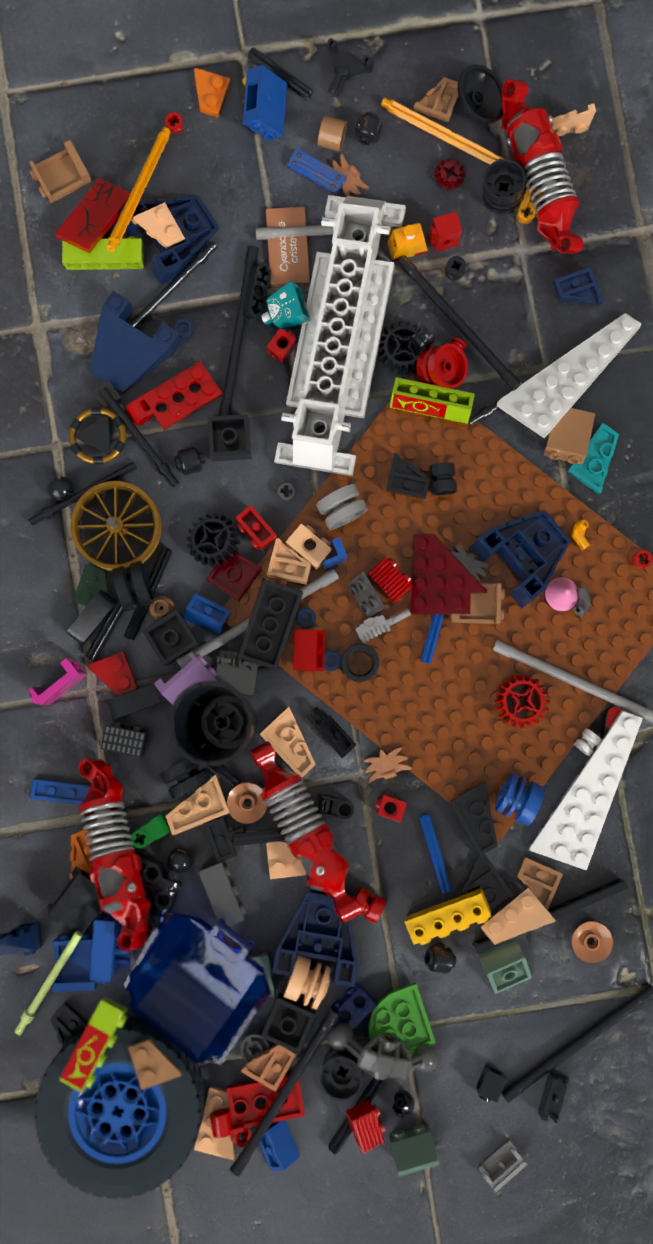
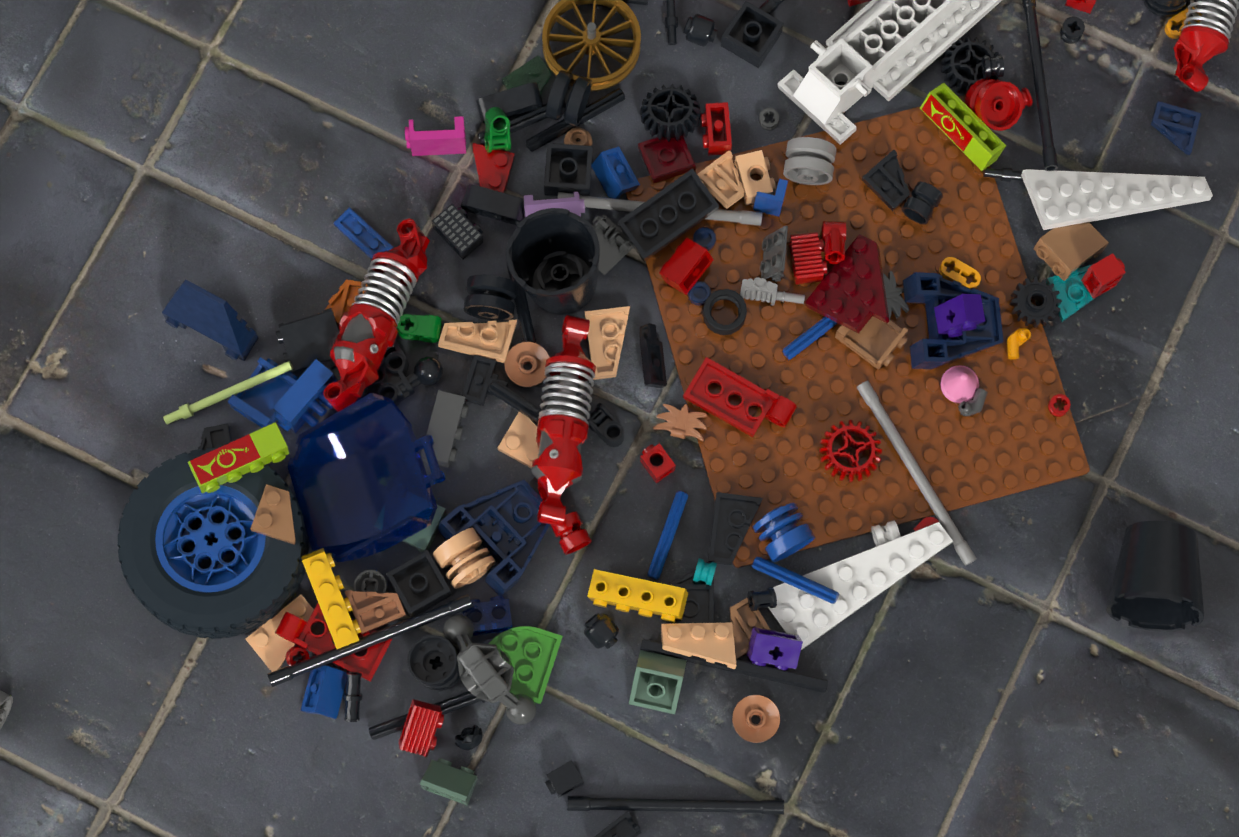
camera: 30 degrees right, 10 degrees down
(100, 648) = (496, 134): none -> green piece
(235, 1090) = (330, 599): none -> yellow brick
(301, 1136) = (353, 696): none -> black pin
(398, 550) = (834, 241): none -> red piece
(443, 709) = (773, 406): none -> red hinge
(483, 866) = (704, 571): none -> teal wheel
(506, 517) = (962, 269): none -> light orange beam
(533, 548) = (959, 314): none -> dark purple brick
(537, 856) = (762, 599): none -> black bush
(551, 824) = (795, 580): none -> blue axle
(571, 885) = (765, 640): none -> dark purple brick
(581, 488) = (1043, 294): none -> black gear
(612, 442) = (1103, 275): none -> red brick

